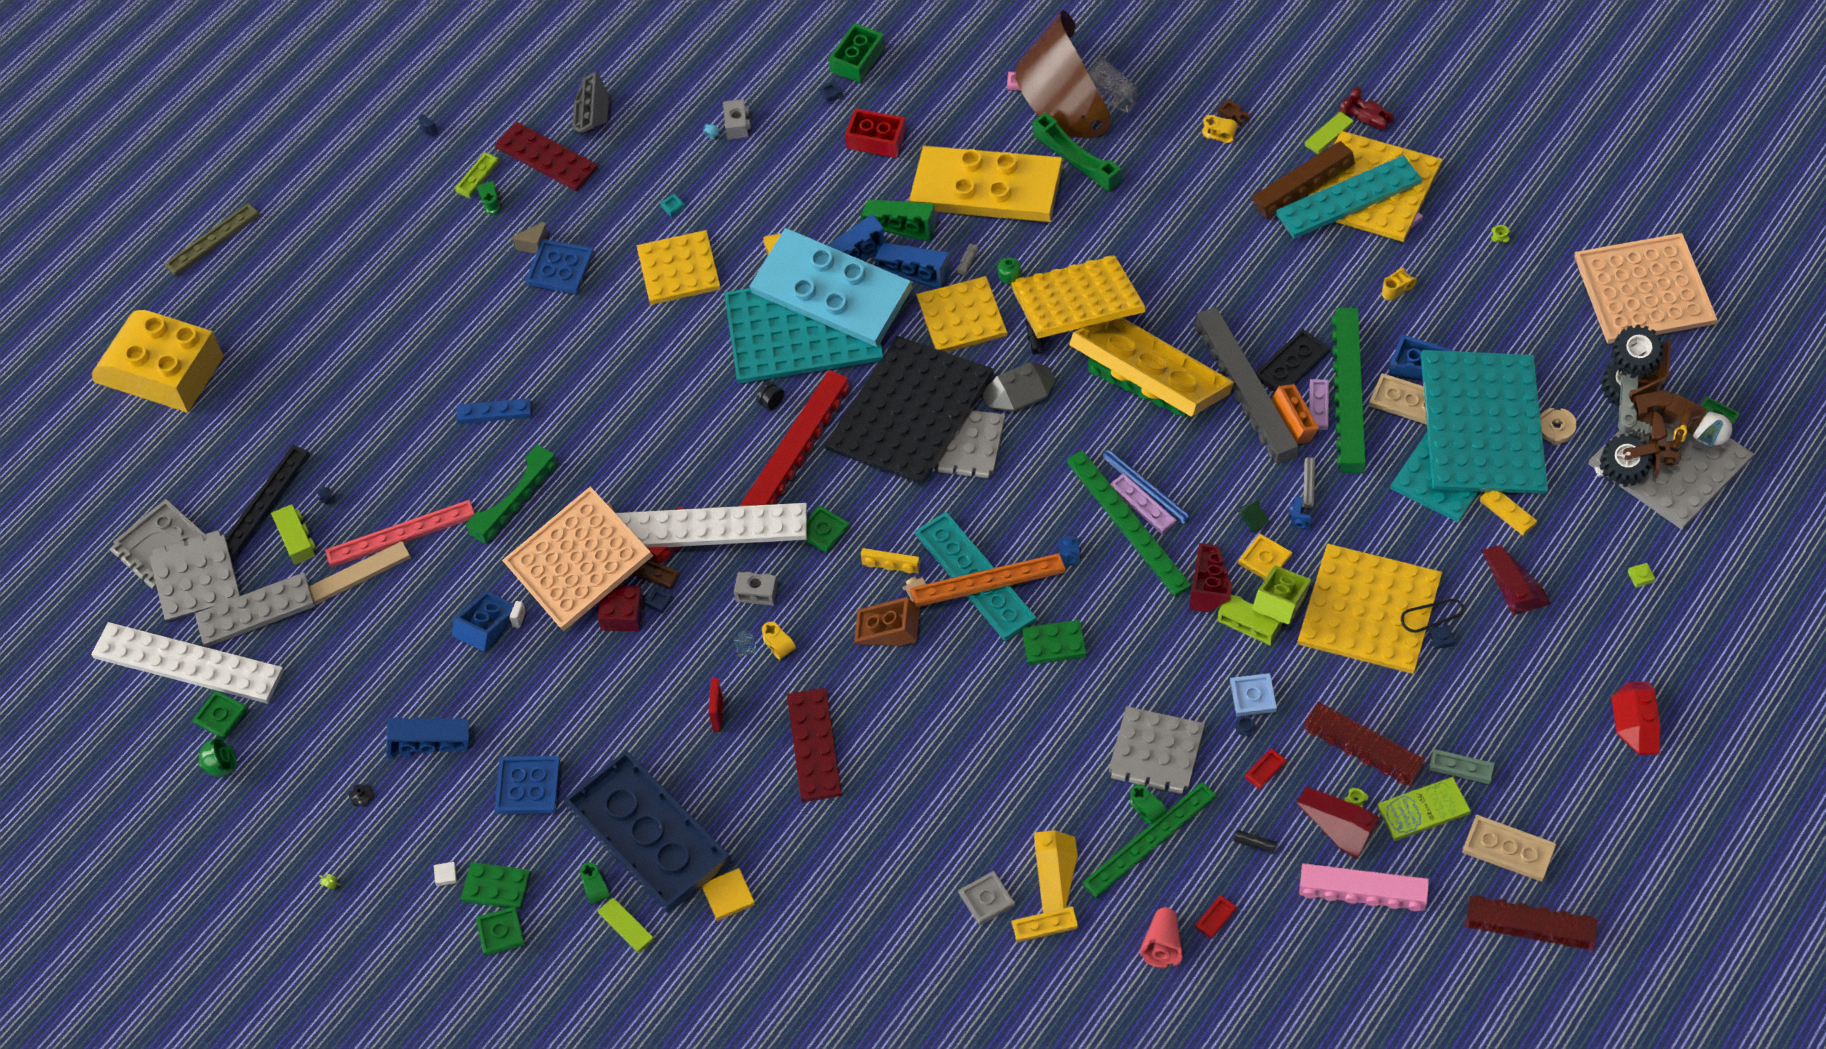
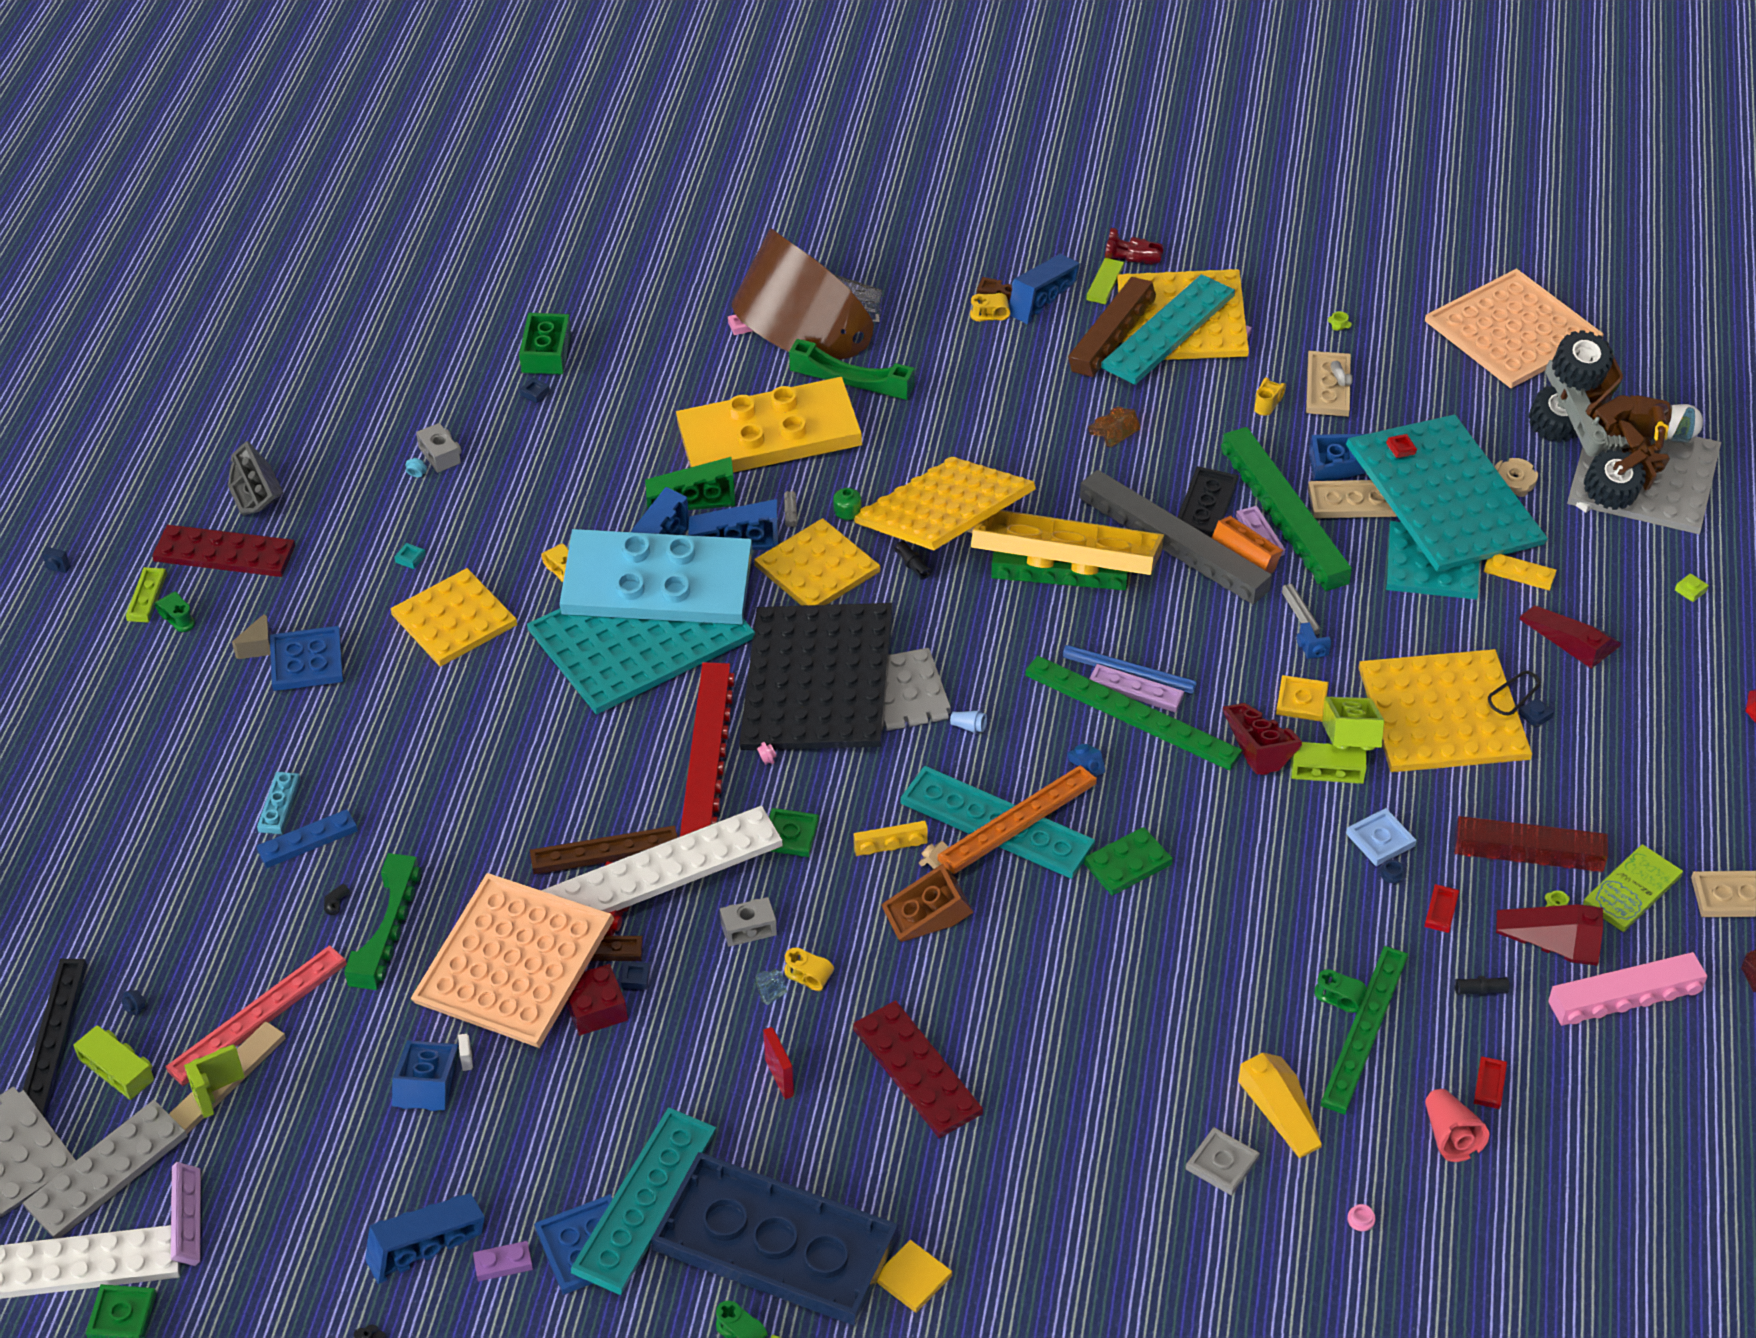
camera: 30 degrees left, 10 degrees down
(288, 661) = (185, 1214): none -> lavender tile
(343, 568) = (213, 1073): none -> lime bracket
(469, 774) = (502, 1261): none -> medium lavender plate
(488, 376) = (279, 803): none -> medium azure tile
(488, 465) = (332, 900): none -> black arm
(555, 782) = (642, 1201): none -> teal plate
(684, 494) = (598, 850): none -> reddish brown plate
(770, 396) = (646, 712): black wheel -> none
(839, 460) = (766, 753): none -> bright pink plate
(875, 133) = (614, 414): red brick -> none
(1001, 486) = (969, 720): none -> light blue cone
(1019, 387) = (927, 616): dark grey wedge -> none
(1044, 924) = (1309, 1163): yellow plate -> none
(1058, 979) = (1361, 1217): none -> bright pink plate
(1156, 750) = (1311, 931): light grey hinge -> none
(1253, 515) = (1265, 659): dark green tile -> none
(1258, 270) = (1116, 425): none -> clear orange bracket
(1271, 122) = (1041, 286): none -> blue wedge
(1454, 289) = (1323, 391): none -> tan plate
(1461, 766) = (1644, 830): sand green plate -> none
(1462, 371) = (1401, 446): none -> red tile
(1463, 283) = (1342, 378): none -> light grey arm

